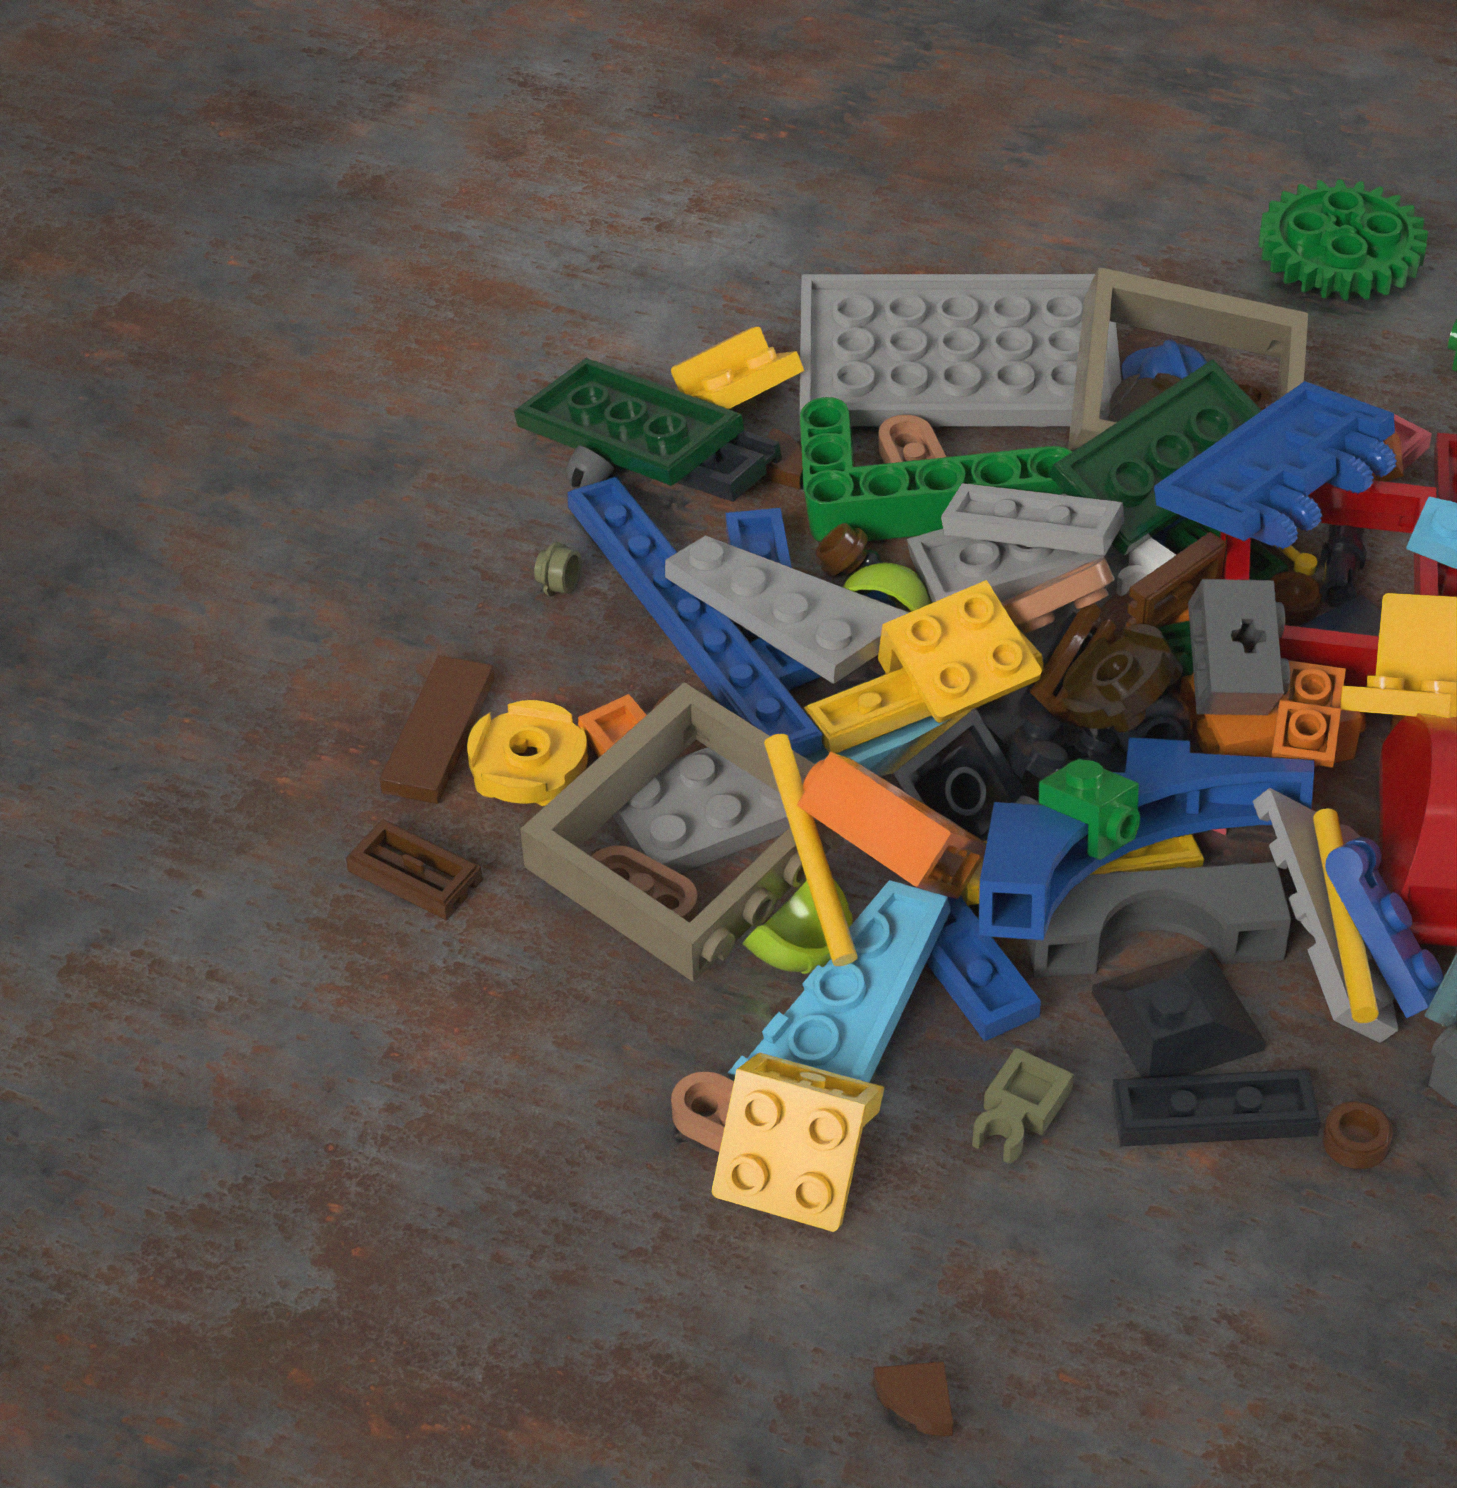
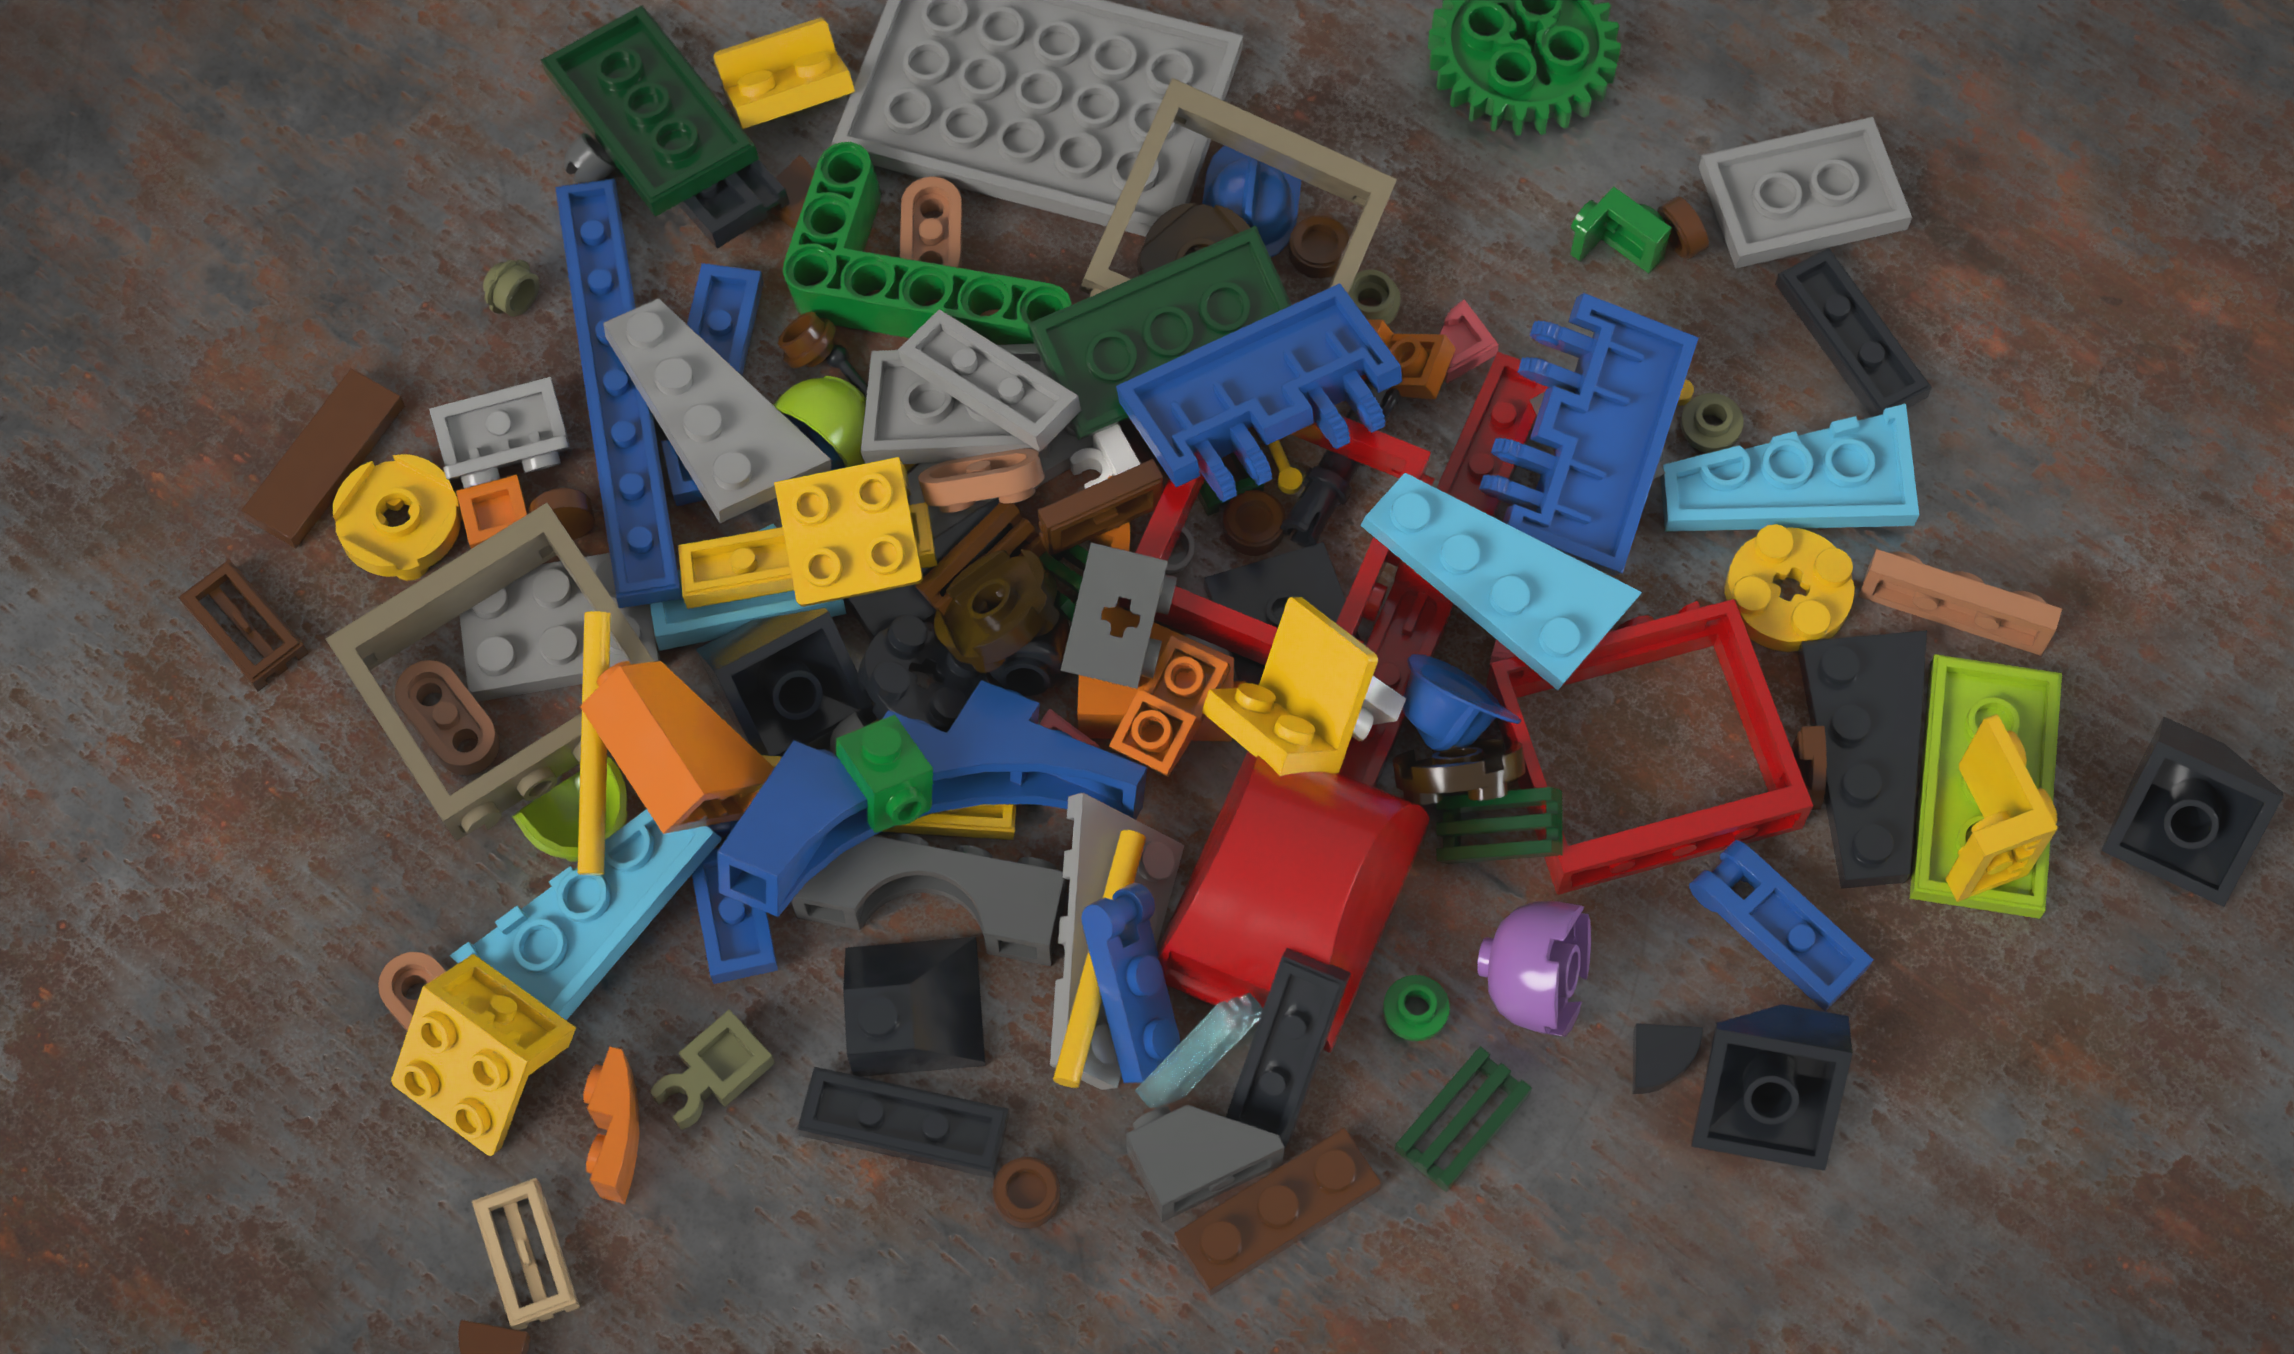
camera: 15 degrees right, 20 degrees up
(599, 667) = (501, 431): none -> light grey bracket
(940, 1342) = (542, 1306): none -> tan tile
(951, 1165) = (613, 1107): none -> orange slope

